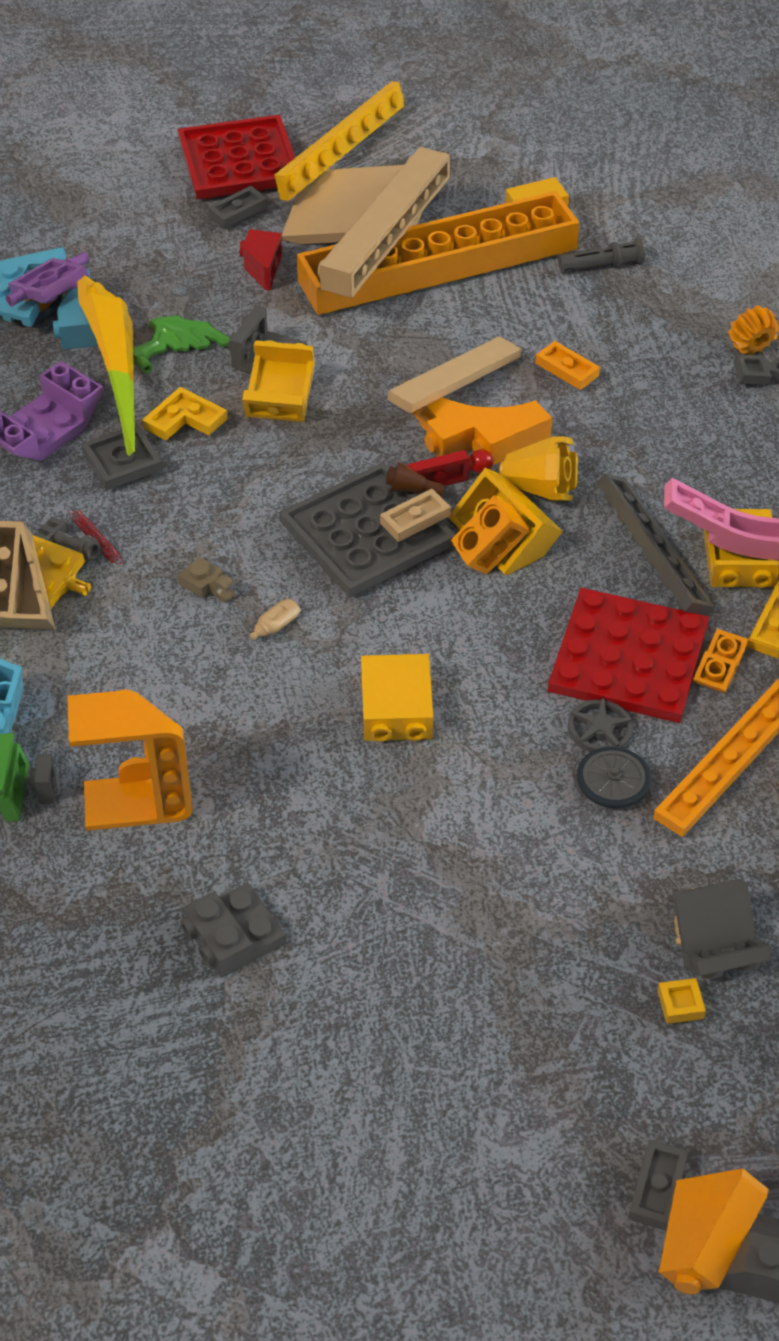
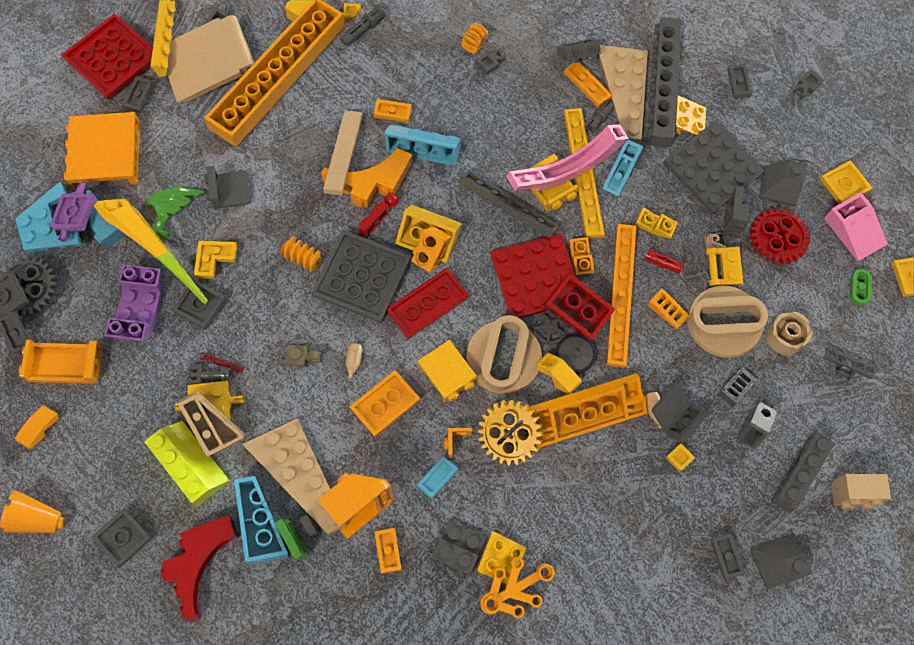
camera: 35 degrees left, 20 degrees up
(77, 669) = (294, 466): none -> tan wing
(128, 870) = (388, 551): none -> light orange plate
(148, 240) = (102, 148): none -> light orange panel
(262, 255) = (177, 123): red slope -> none
(269, 1019) = (513, 589): none -> light orange plant
(275, 691) = (385, 403): none -> light orange plate
(277, 823) = (437, 477): none -> medium azure tile
(279, 381) = (251, 207): yellow panel -> none
(285, 974) = (498, 554): none -> yellow hinge
(303, 463) = (301, 255): none -> light orange piece
(336, 777) = (455, 432): none -> light orange bracket
(384, 222) = (241, 71): tan brick -> none
(407, 480) = (364, 237): reddish brown cone -> none
(415, 515) = (385, 257): tan plate -> none
(428, 814) = (522, 445): none -> yellow gear
(437, 607) = (427, 303): none -> red tile
(521, 747) = (482, 350): none -> tan piece
(544, 468) = (427, 190): yellow cone -> none
(568, 785) = (562, 375): none -> yellow slope
(573, 855) = (590, 409): none -> light orange slope
(580, 418) = (423, 144): none -> medium azure slope
(598, 237) = (350, 11): none -> yellow tile
(660, 707) = (578, 307): none -> red brick
(708, 1227) = (764, 568): light orange slope -> none

